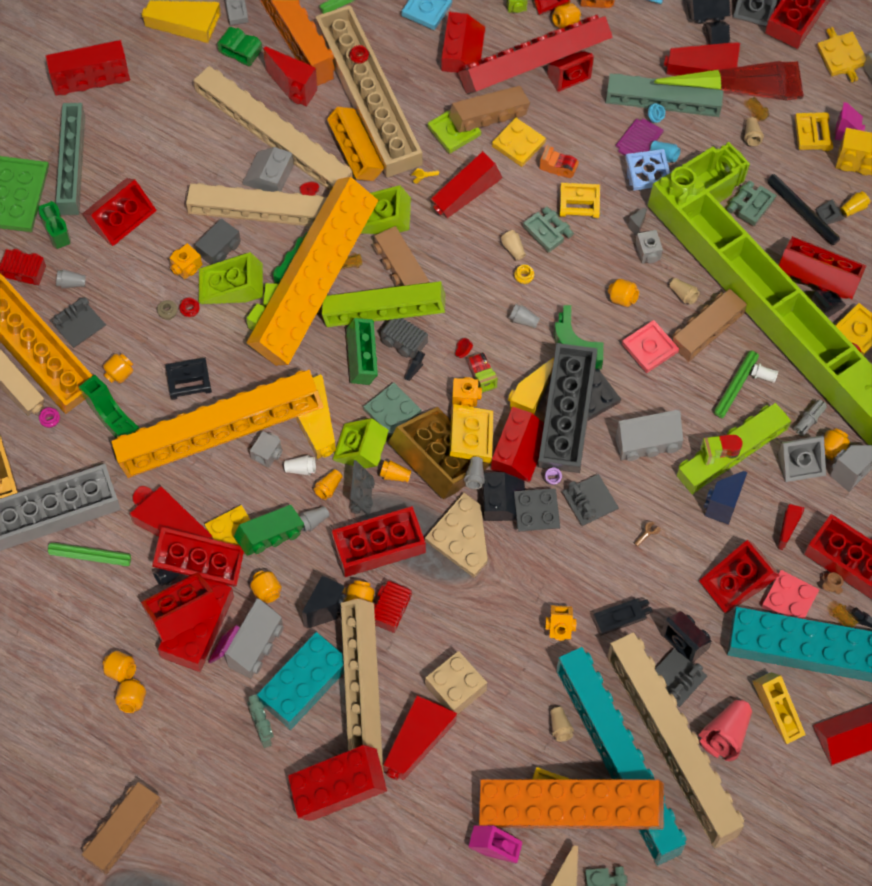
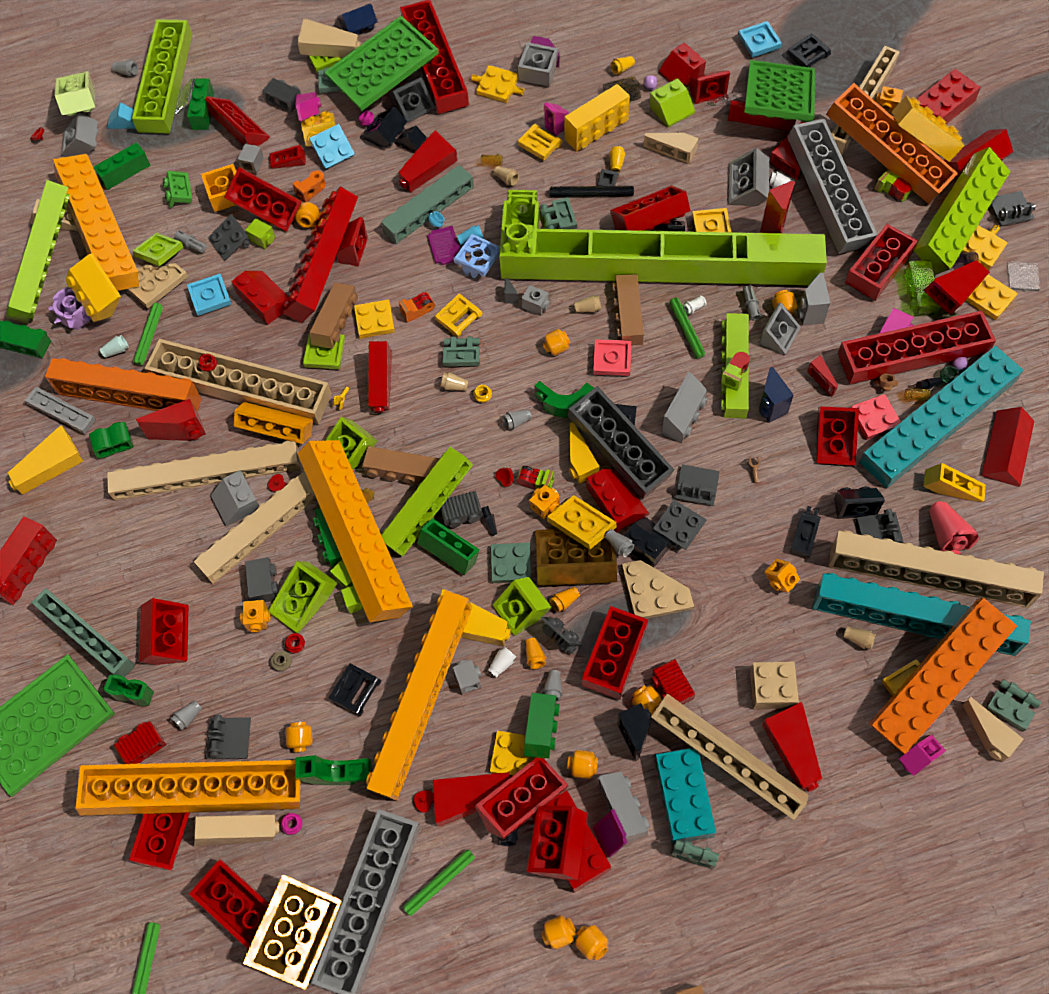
camera: 45 degrees left, 0 degrees up
(337, 783) = (797, 834): red brick -> none
(553, 472) = (663, 497): lavender hinge -> none
(768, 79) = (476, 137): clear red plate -> none

